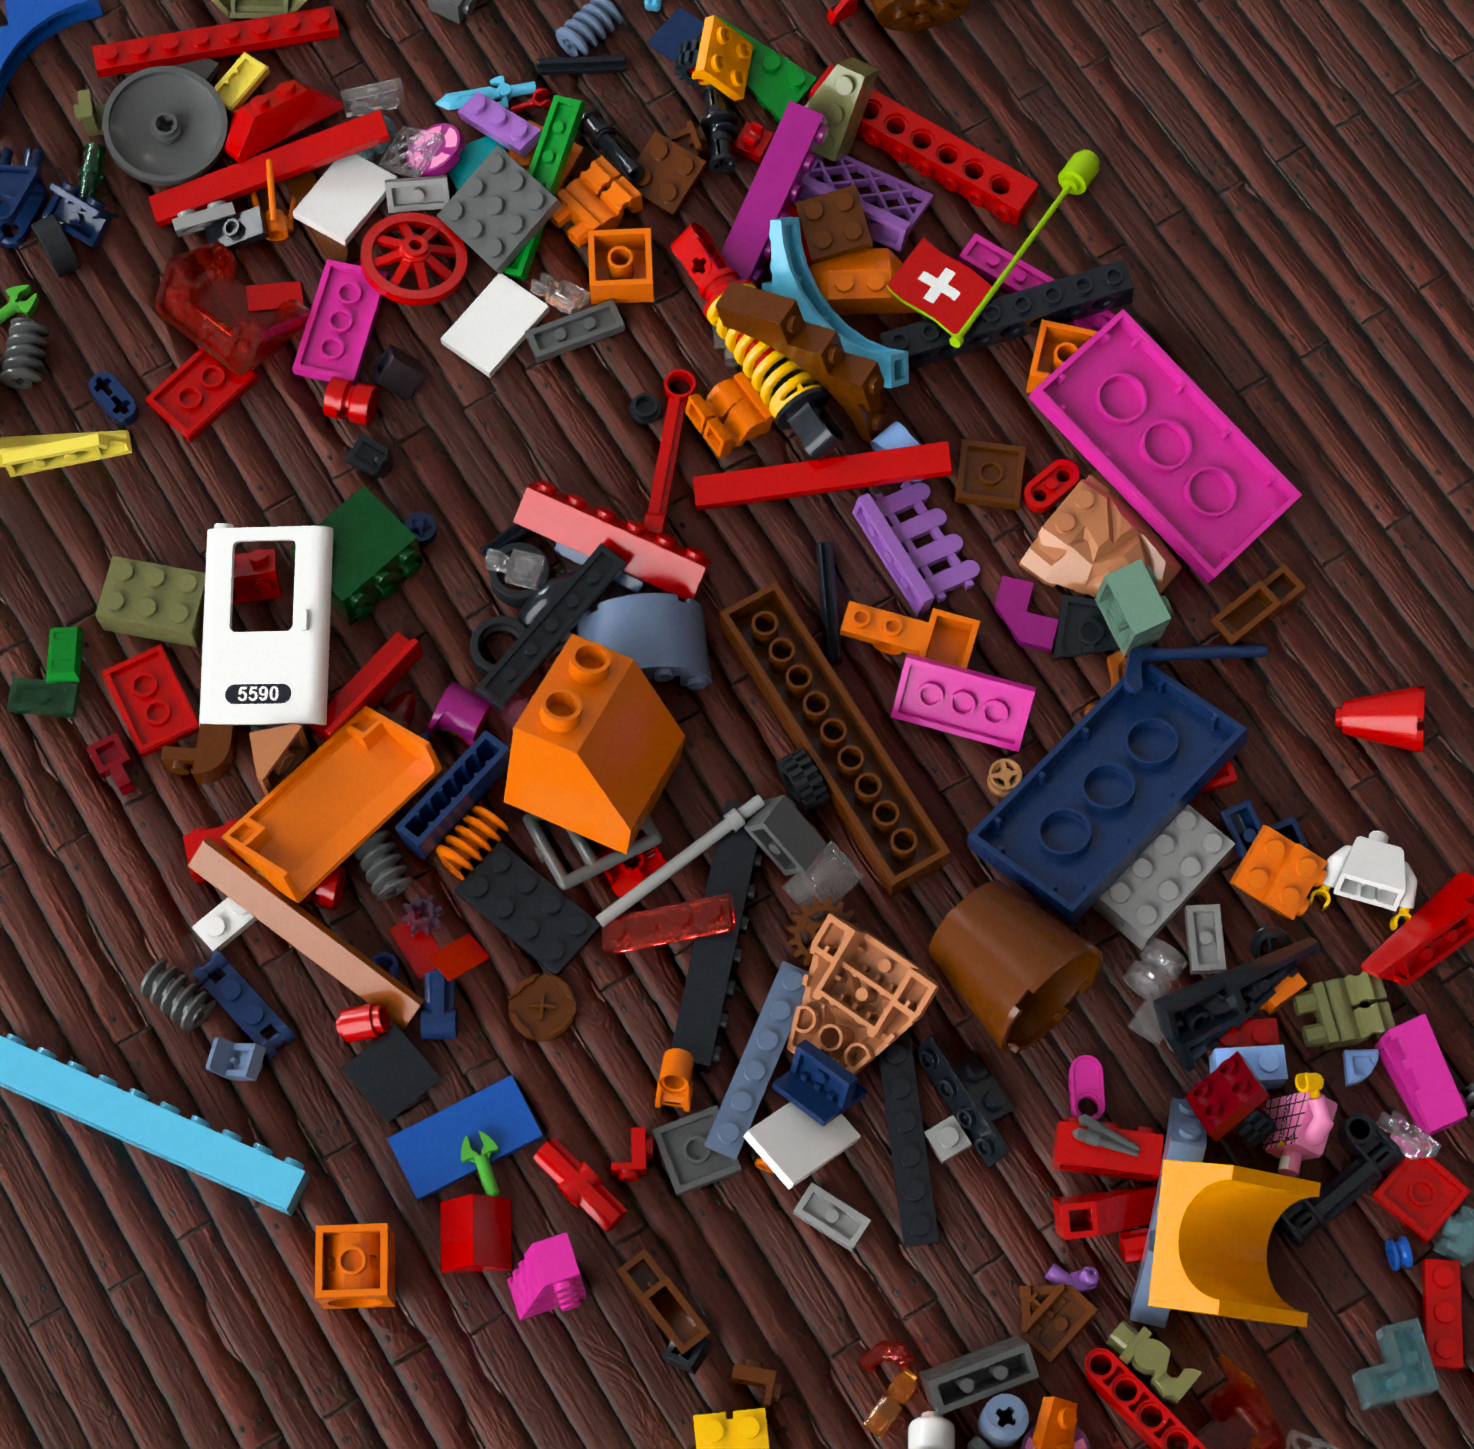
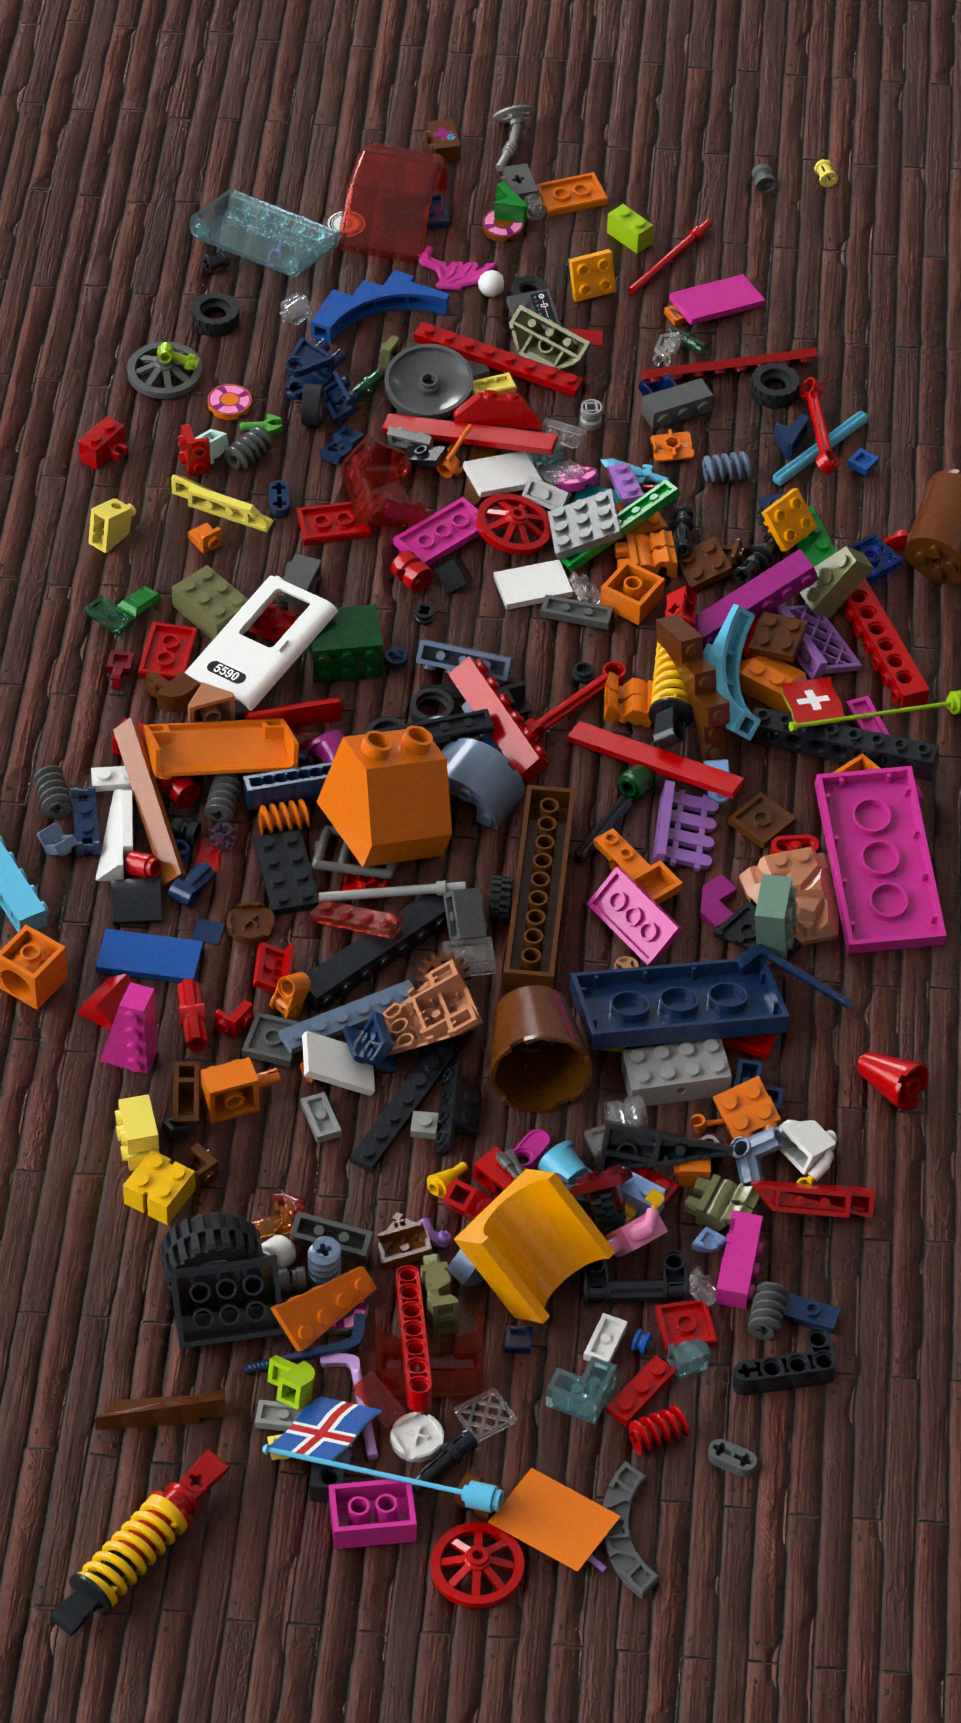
camera: 35 degrees right, 20 degrees down
(70, 510) = (206, 537): none -> orange bracket
(126, 276) = (341, 446): none -> dark blue slope
(229, 495) = (303, 573): none -> dark grey brick
(272, 295) = (412, 497): red sticker -> none
(296, 996) = (117, 837): none -> white wedge
(365, 939) = (186, 830): none -> black wheel
(370, 457) = (398, 606): black plate -> none
(382, 50) = (591, 414): none -> light grey wheel
(408, 456) = (424, 619): none -> black bush
(458, 957) = (225, 868): red sticker -> none
(482, 1162) = (147, 968): bright green bar -> none
(501, 1052) = (208, 931): none -> dark blue sticker
(505, 21) = (672, 446): none -> orange piece
(505, 483) = (449, 656): none -> sand blue brick
(520, 569) = (433, 701): clear plate -> none
(581, 65) = (705, 485): black axle -> none
(602, 495) = (516, 694): none -> black panel
(622, 1053) = (272, 965): none -> red bracket
(657, 1400) = (136, 1129): none -> light yellow piece
(716, 1257) = (234, 1089): none -> orange brick
(820, 518) = (636, 781): none -> dark green head
(831, 42) = (879, 555): none -> clear blue plate
(1029, 1204) = (441, 1181): none -> yellow cone
(1149, 1089) = (564, 1161): none -> medium azure hat
(1205, 939) = (675, 1116): light grey plate -> none
(1239, 912) = (701, 1124): none -> orange hand
(1259, 605) = (867, 977): reddish brown slope -> none
(1267, 1346) = (518, 1339): none -> clear blue tile
(1330, 911) = (756, 1147): none -> sand blue piece
(1360, 1280) = (606, 1338): none -> white plate

